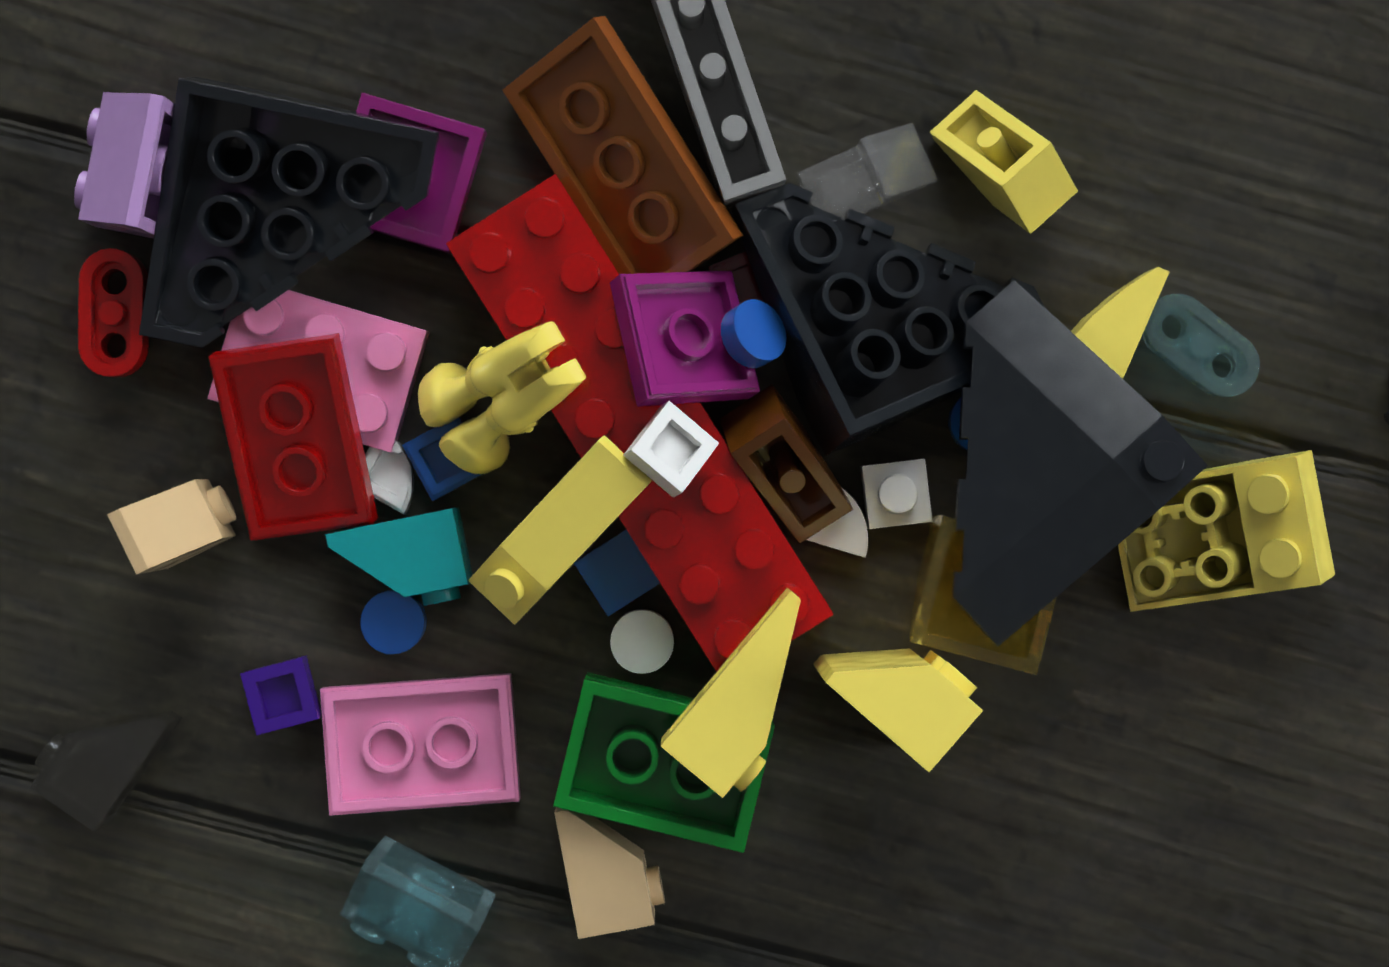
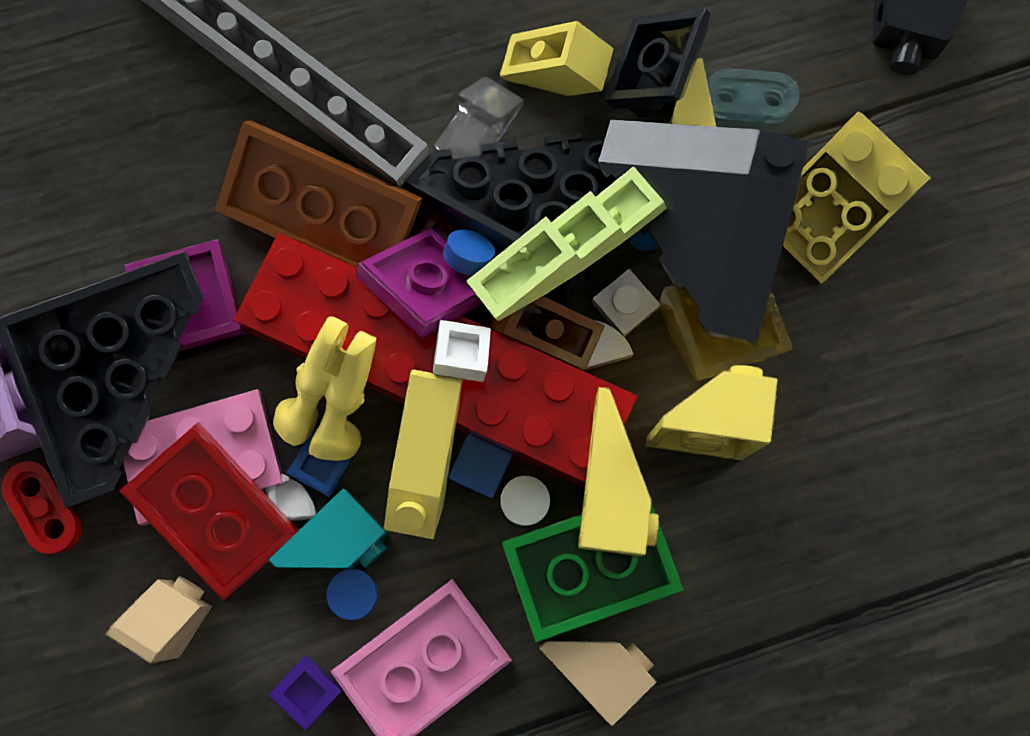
camera: 30 degrees left, 10 degrees down
(863, 403) = (568, 245): none -> yellowish green slope
(1115, 242) = (657, 60): none -> black slope

